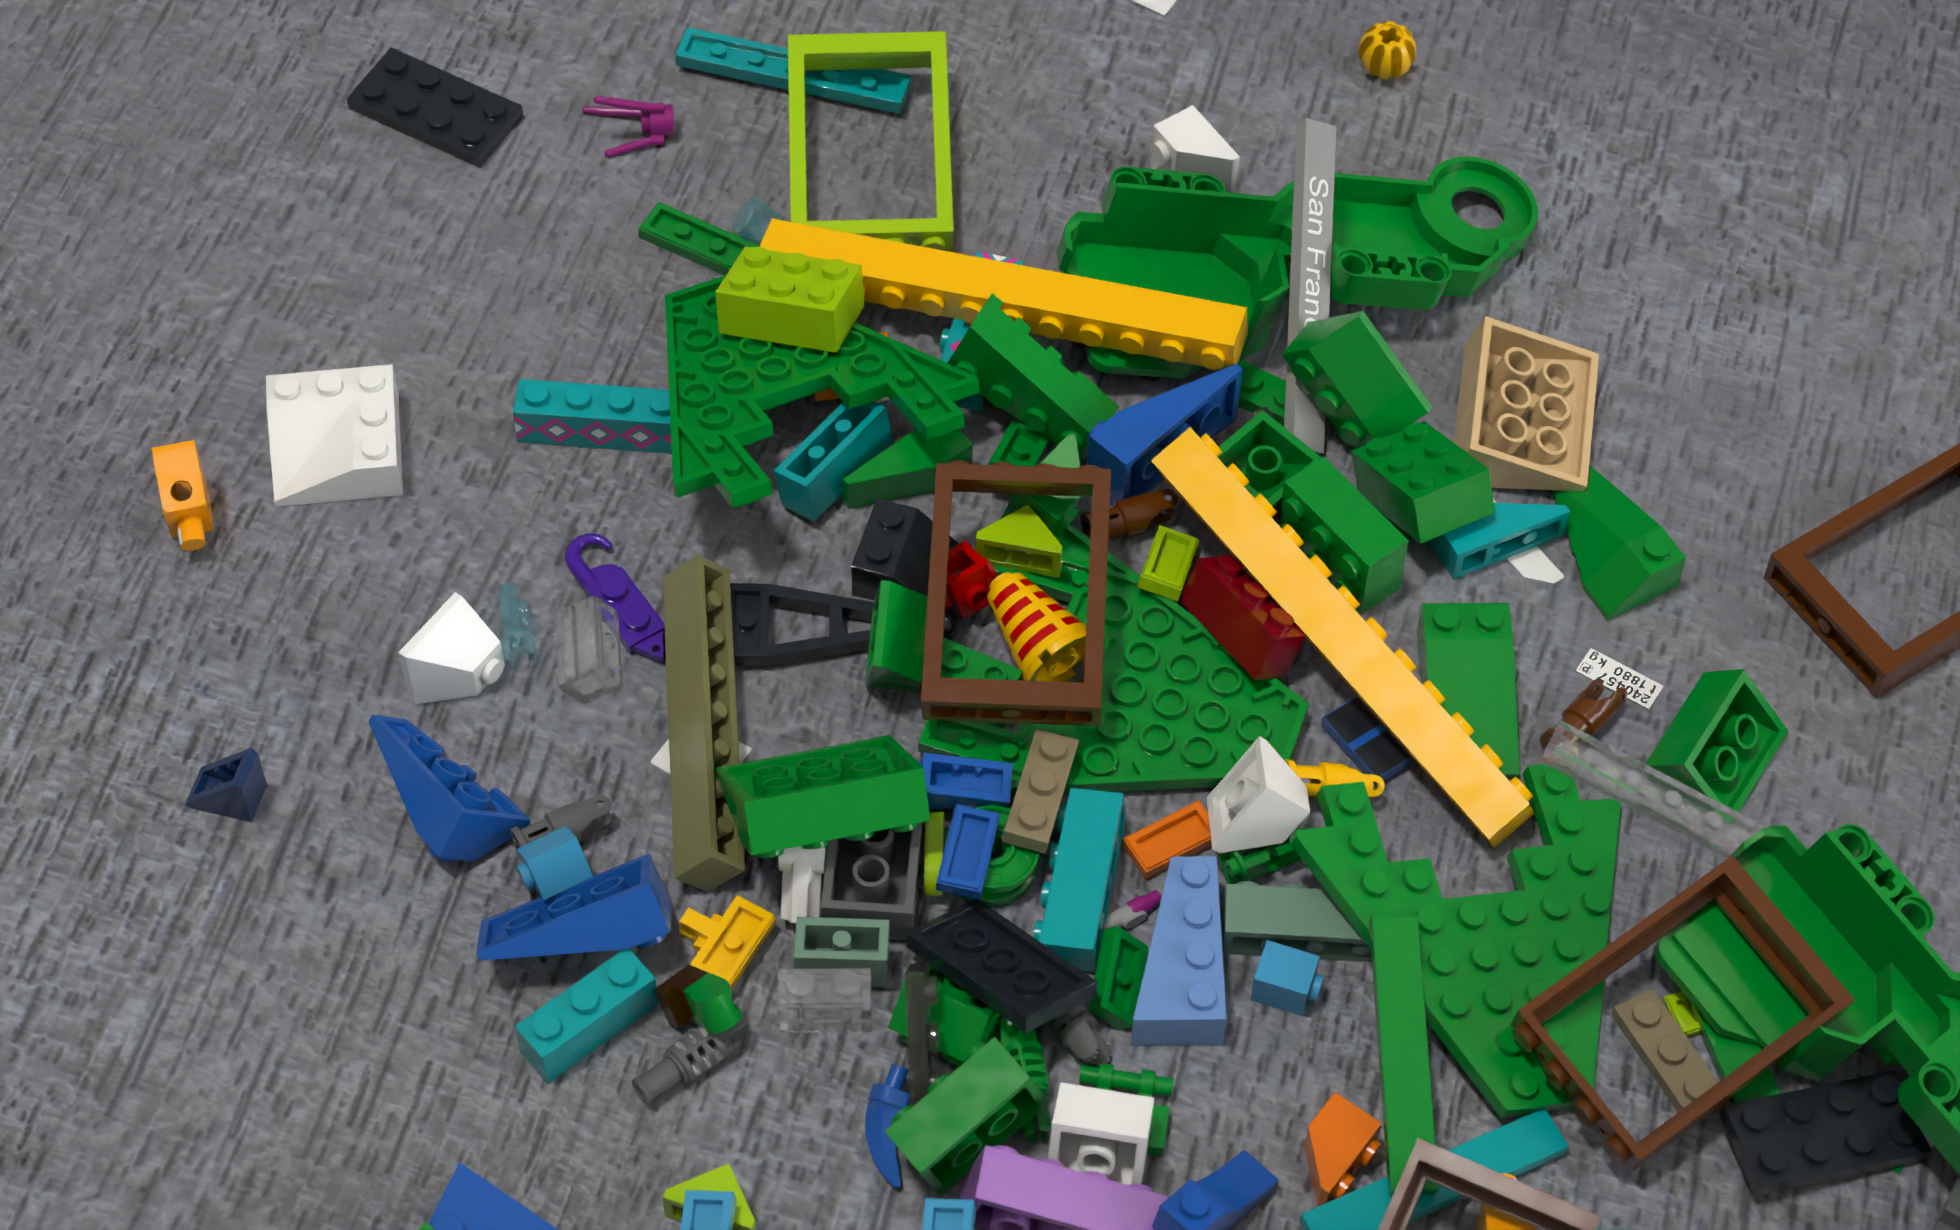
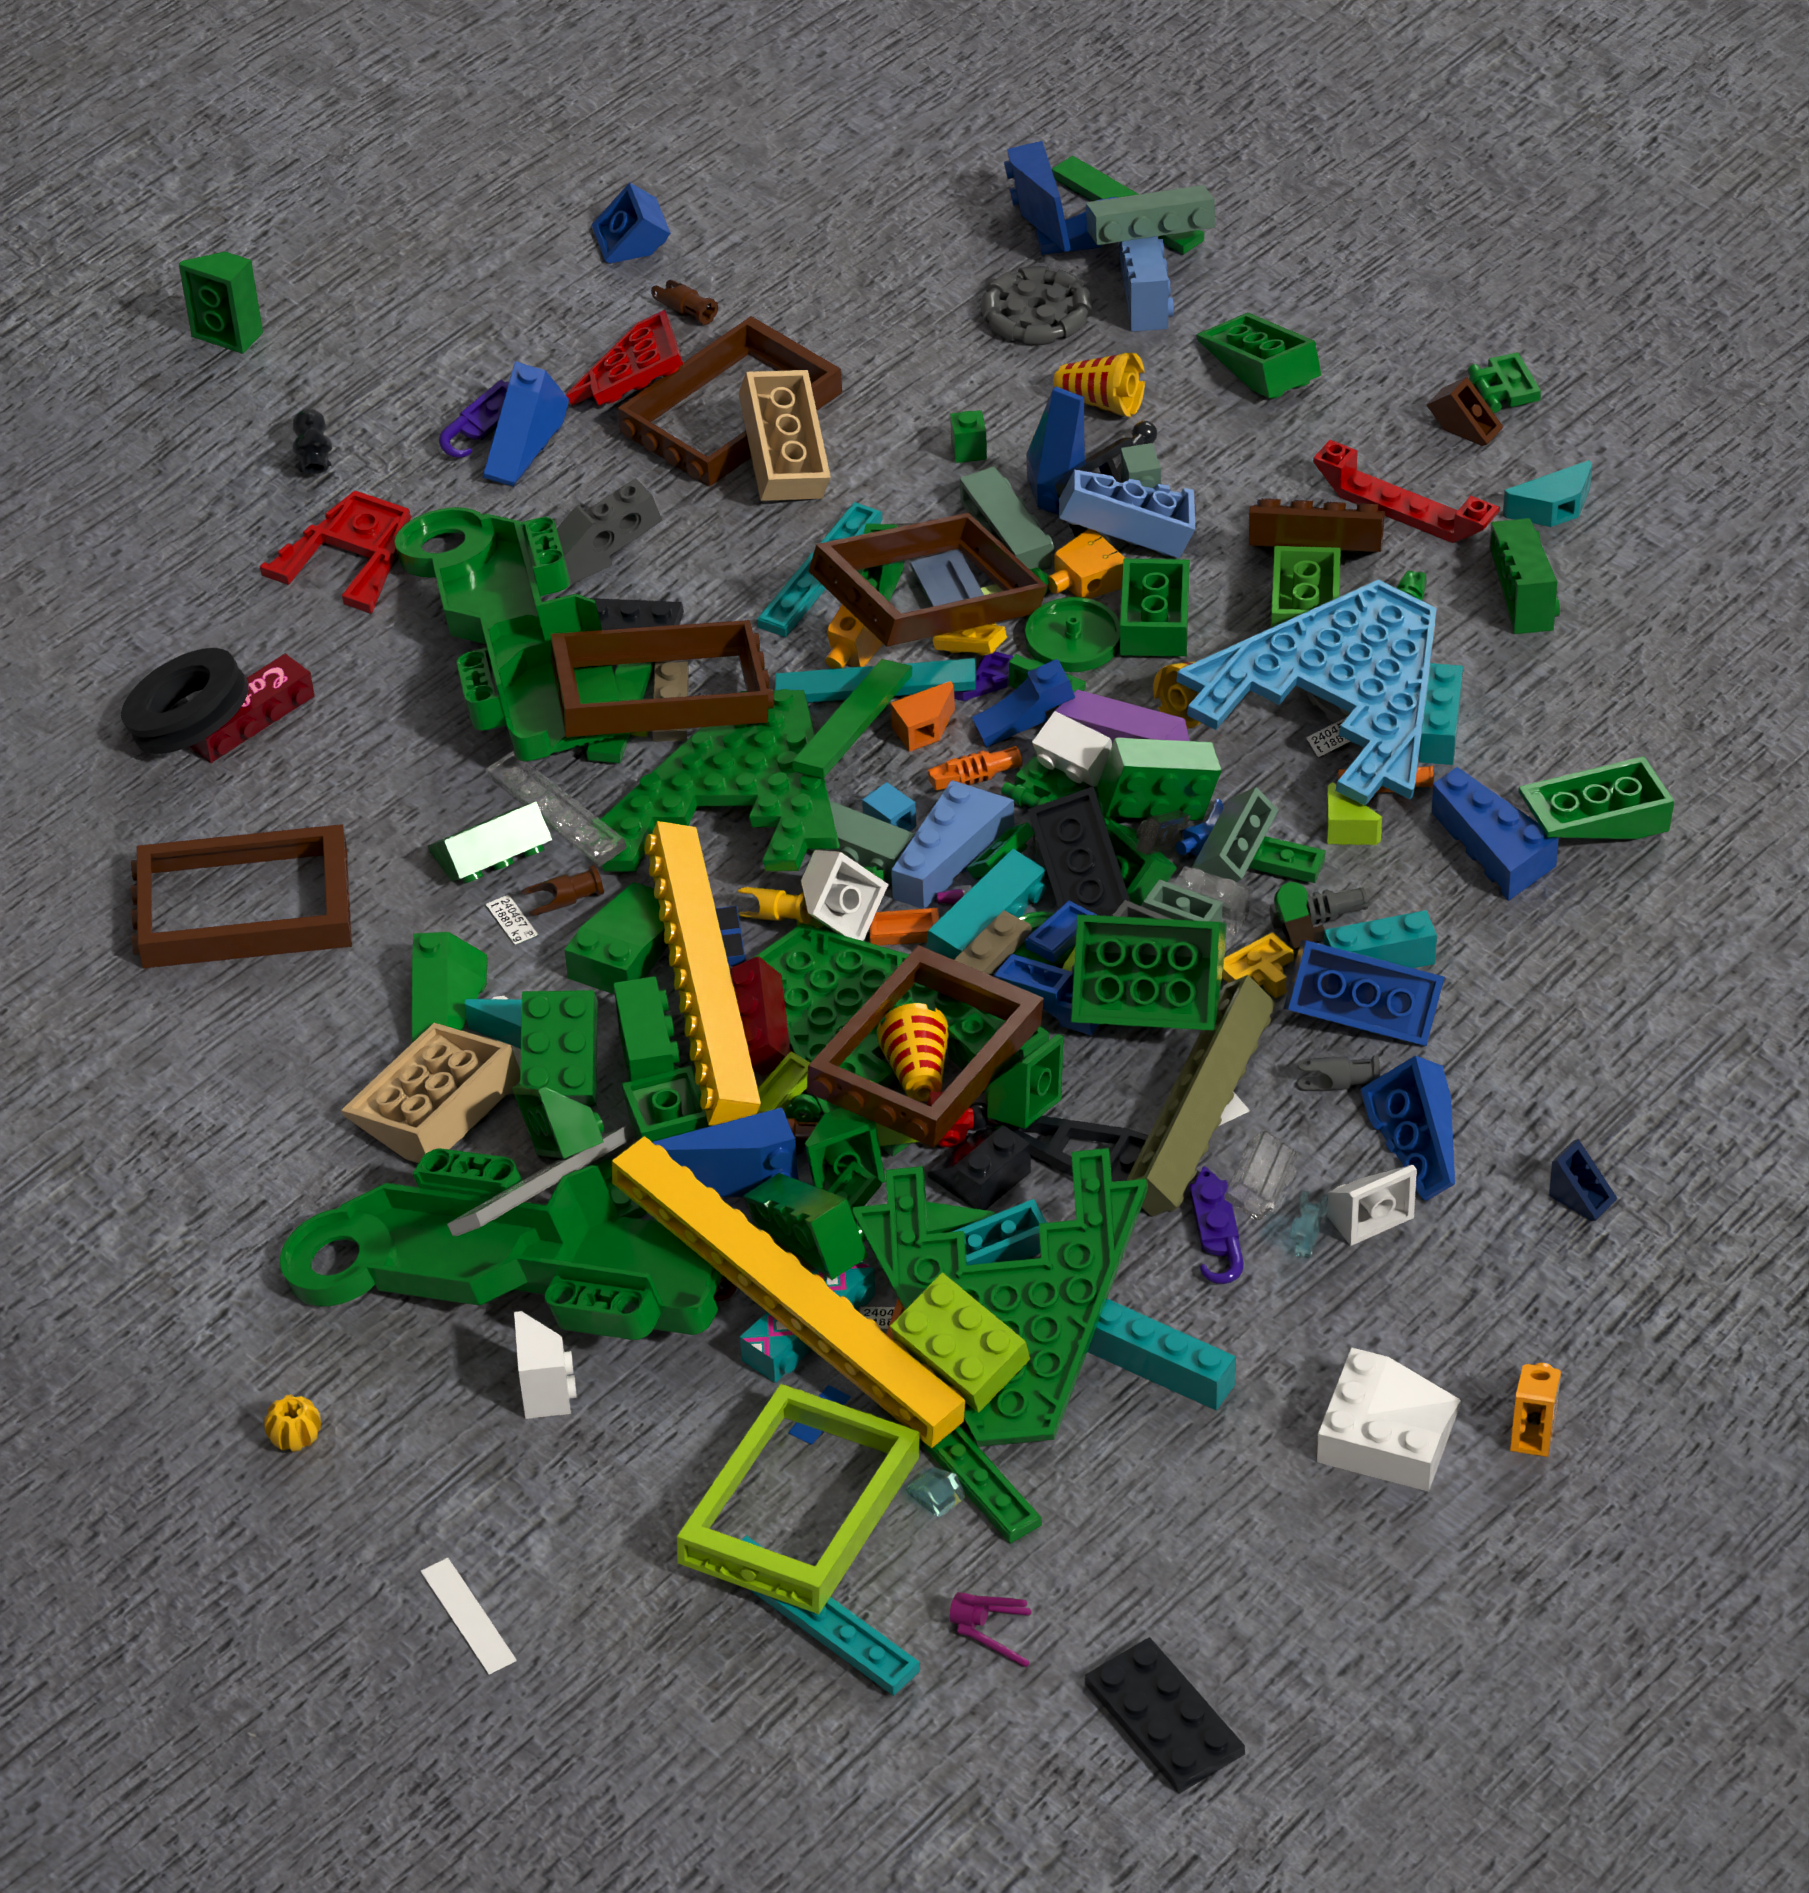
camera: 150 degrees left, 10 degrees down
(553, 863) = (1360, 1037): dark azure brick -> none
(764, 1115) = (1288, 859): none -> green plate
(836, 1097) = (1236, 835): none -> sand green brick
(1129, 547) = (805, 1104): none -> green plate
(1226, 1095) = (974, 767): none -> orange hinge

